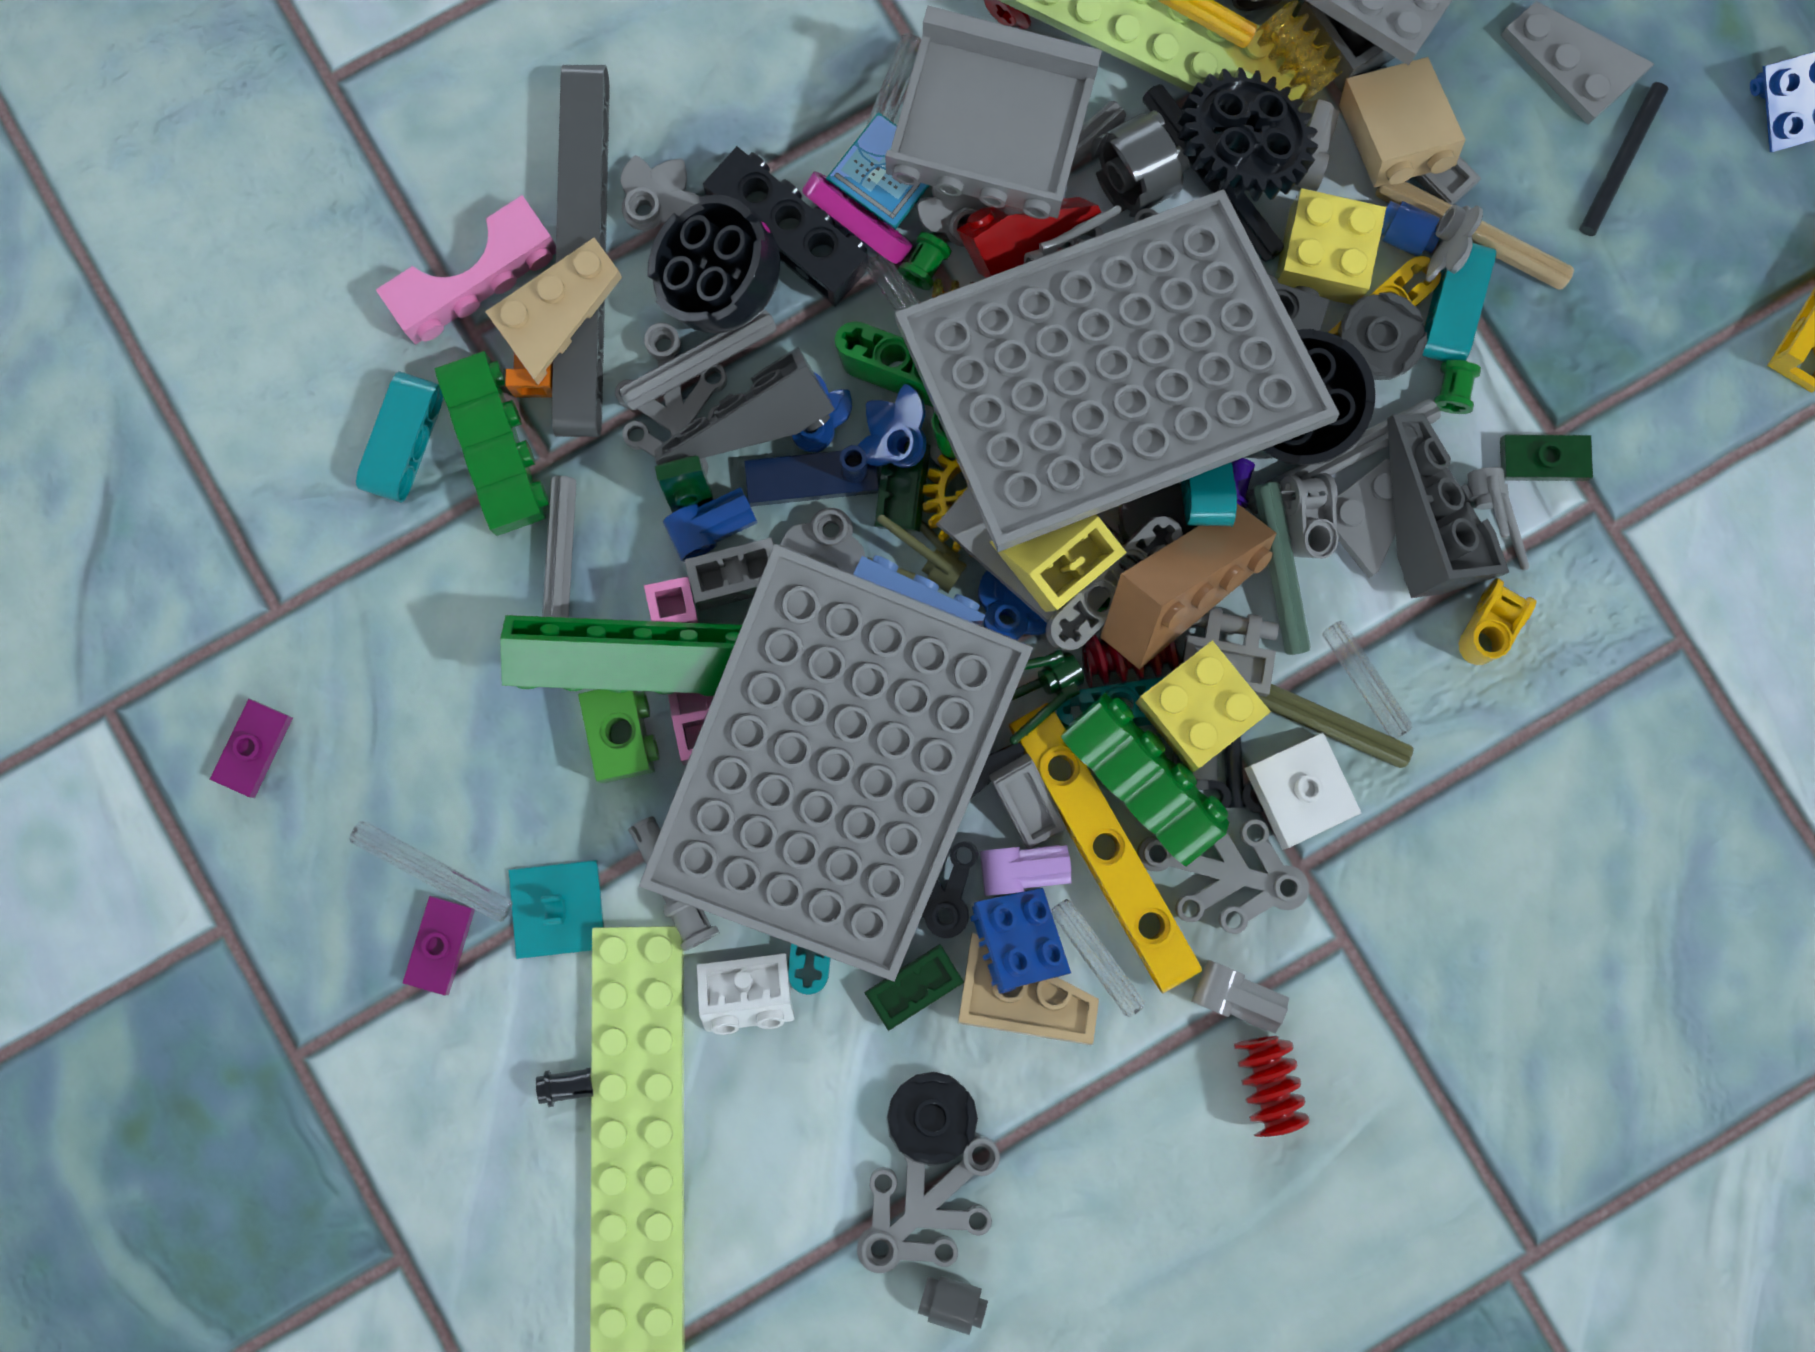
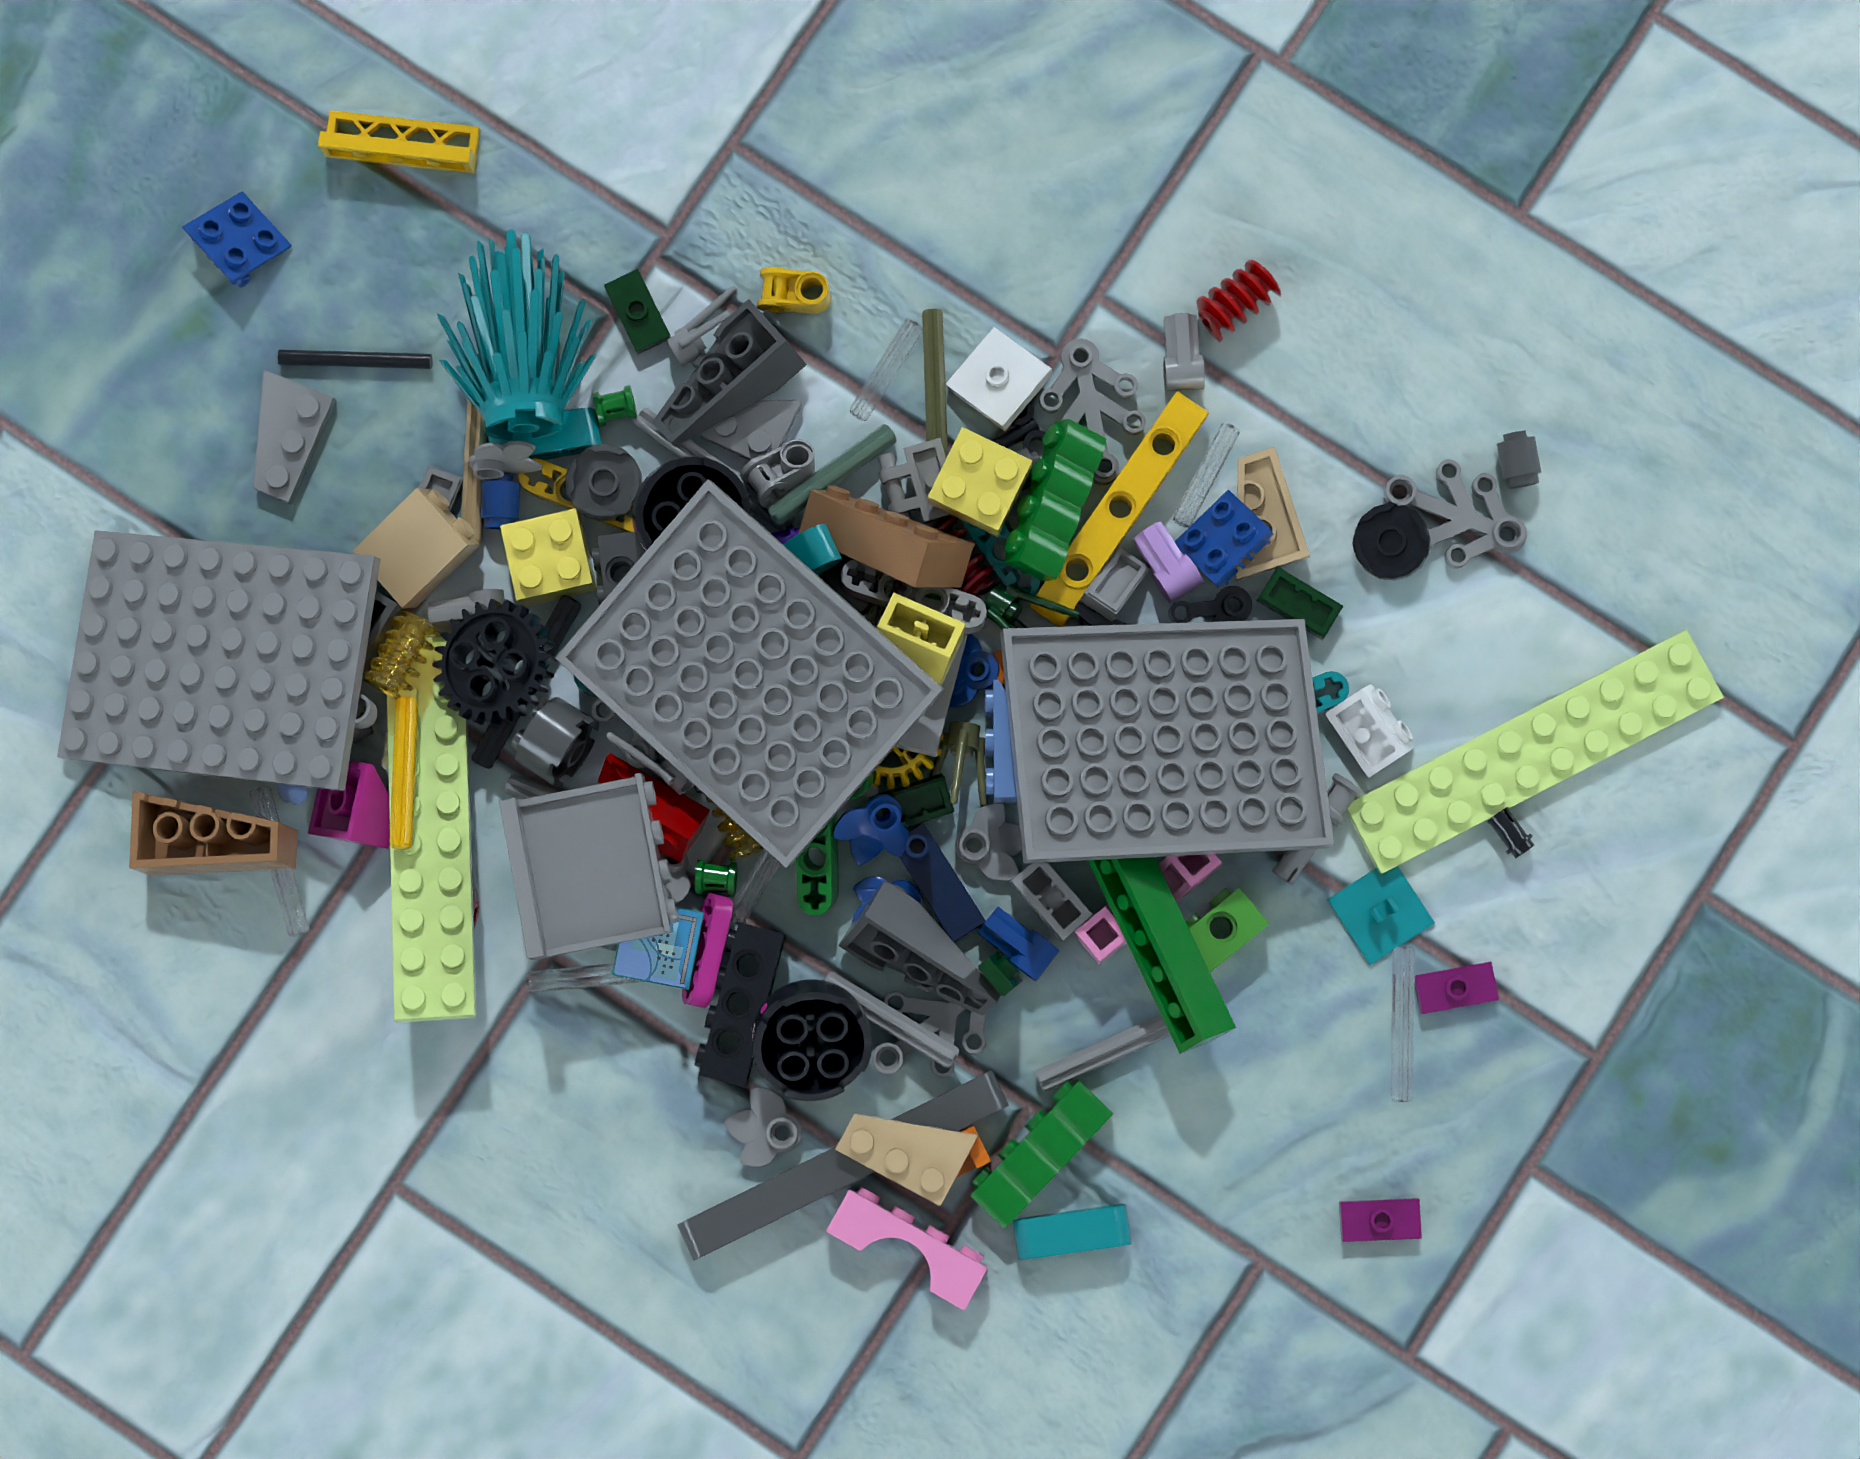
camera: 110 degrees left, 0 degrees up
(1530, 286) = (516, 361): none -> teal plant

